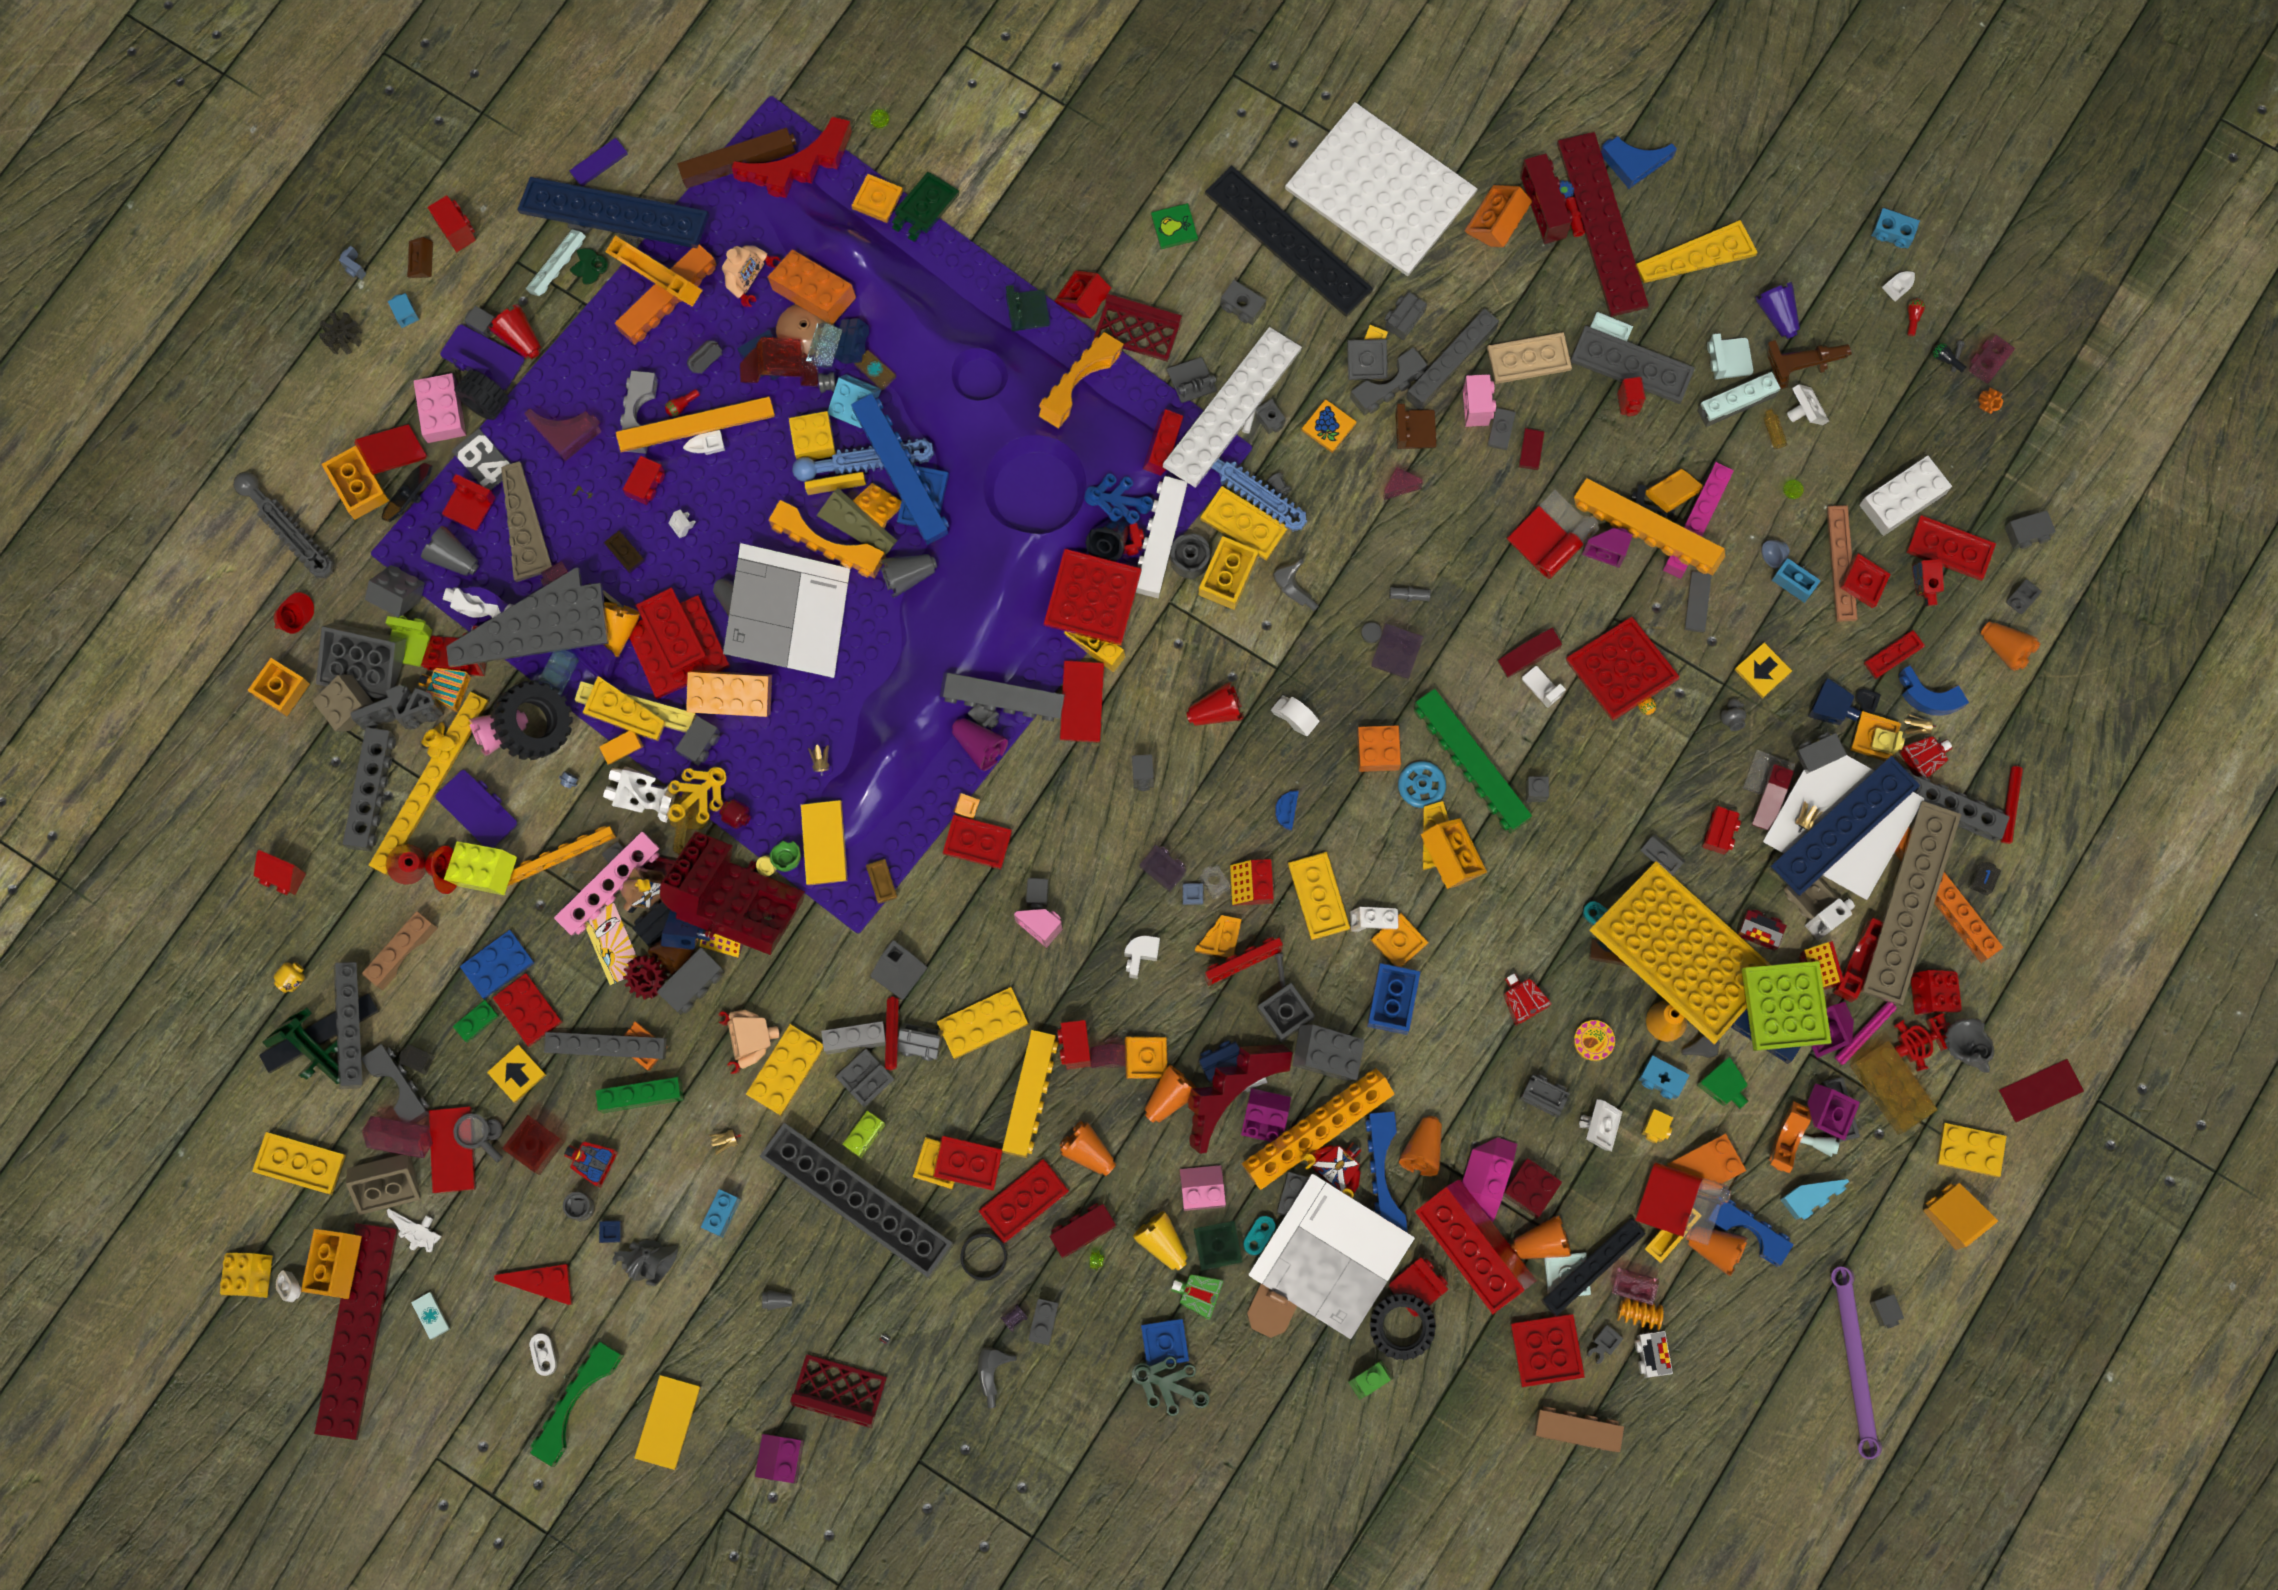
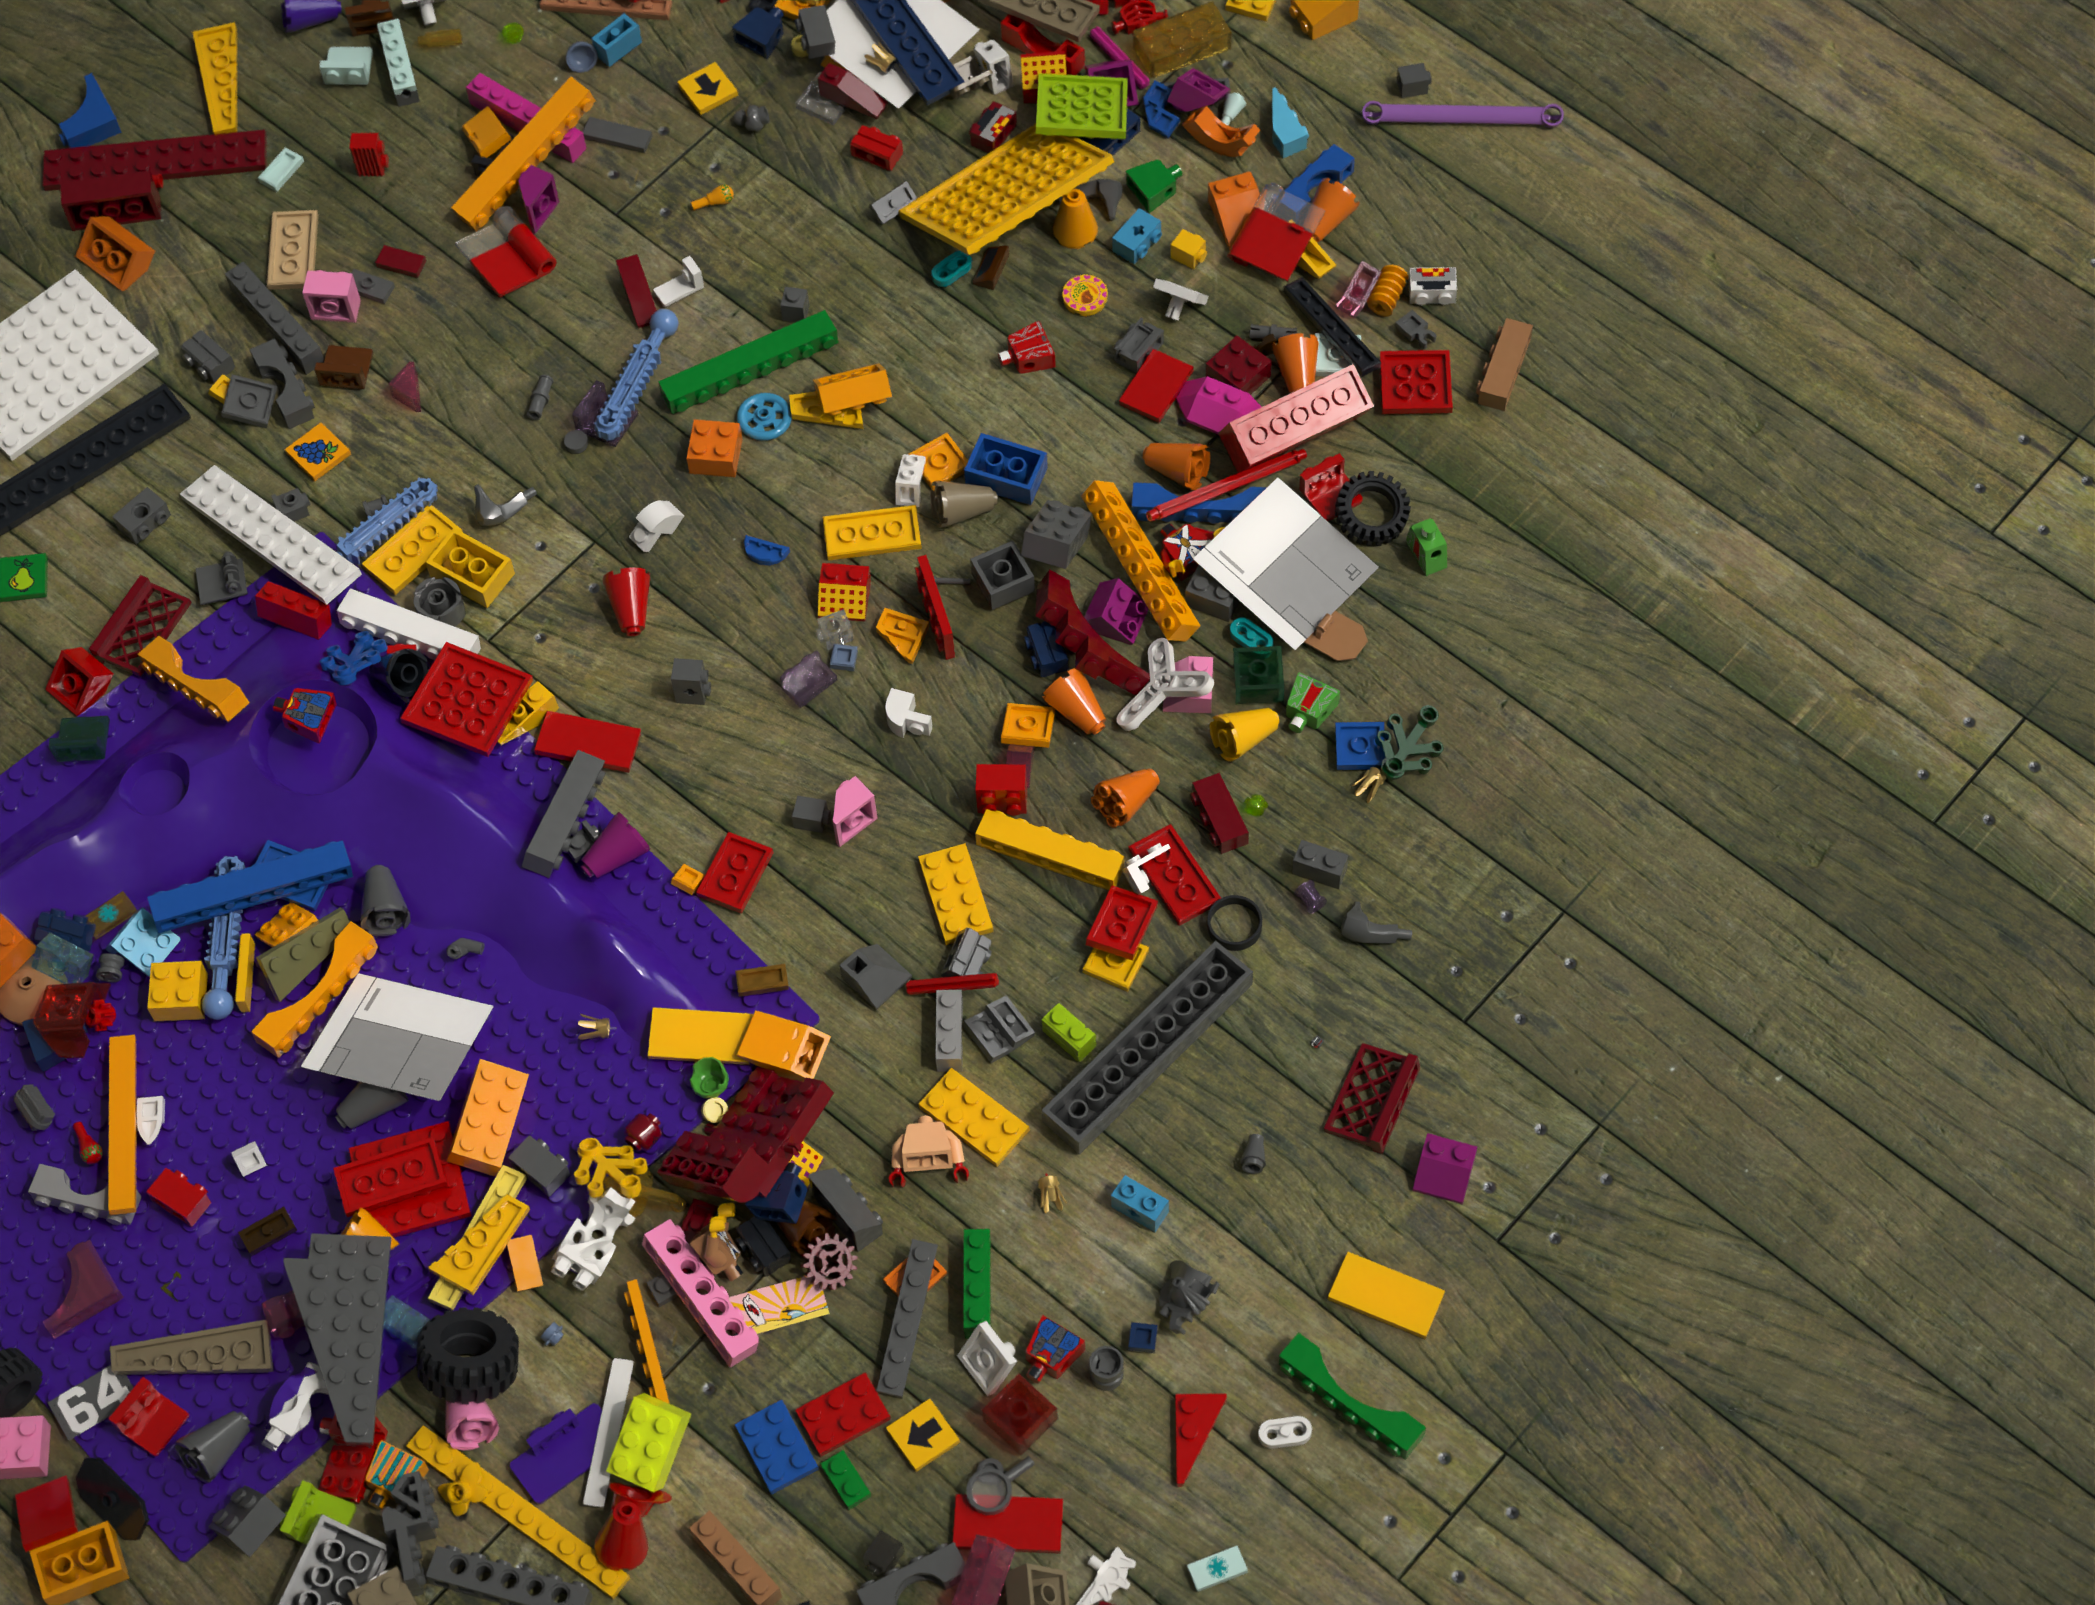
camera: 80 degrees left, 15 degrees down
(495, 836) = (608, 1432): none -> white sticker
(576, 1114) = (987, 1358): none -> white tile
(785, 385) = (100, 1015): none -> red gear
(819, 909) = (783, 1046): none -> light orange slope
(880, 643) = (463, 946): none -> dark grey arm
(1021, 1167) = (1138, 879): none -> white bracket
(1049, 474) = (307, 712): none -> torso
(1131, 1357) = (1372, 777): none -> pearl gold piece
(1206, 1164) = (1162, 671): none -> white piece
(1354, 966) = (960, 501): none -> dark tan cone
(1388, 1175) = (1226, 485): none -> red piece
(1498, 681) = (635, 376): none -> medium blue gear
(1506, 1117) = (1156, 385): none -> red tile
(1563, 1210) = (1266, 346): none -> dark brown tile
(1579, 1215) = (1260, 331): none -> dark grey pin
(1622, 668) = (676, 208): red plate -> none
(1626, 360) = (327, 154): dark grey plate -> none
(1817, 1072) = (1158, 118): none -> blue tile

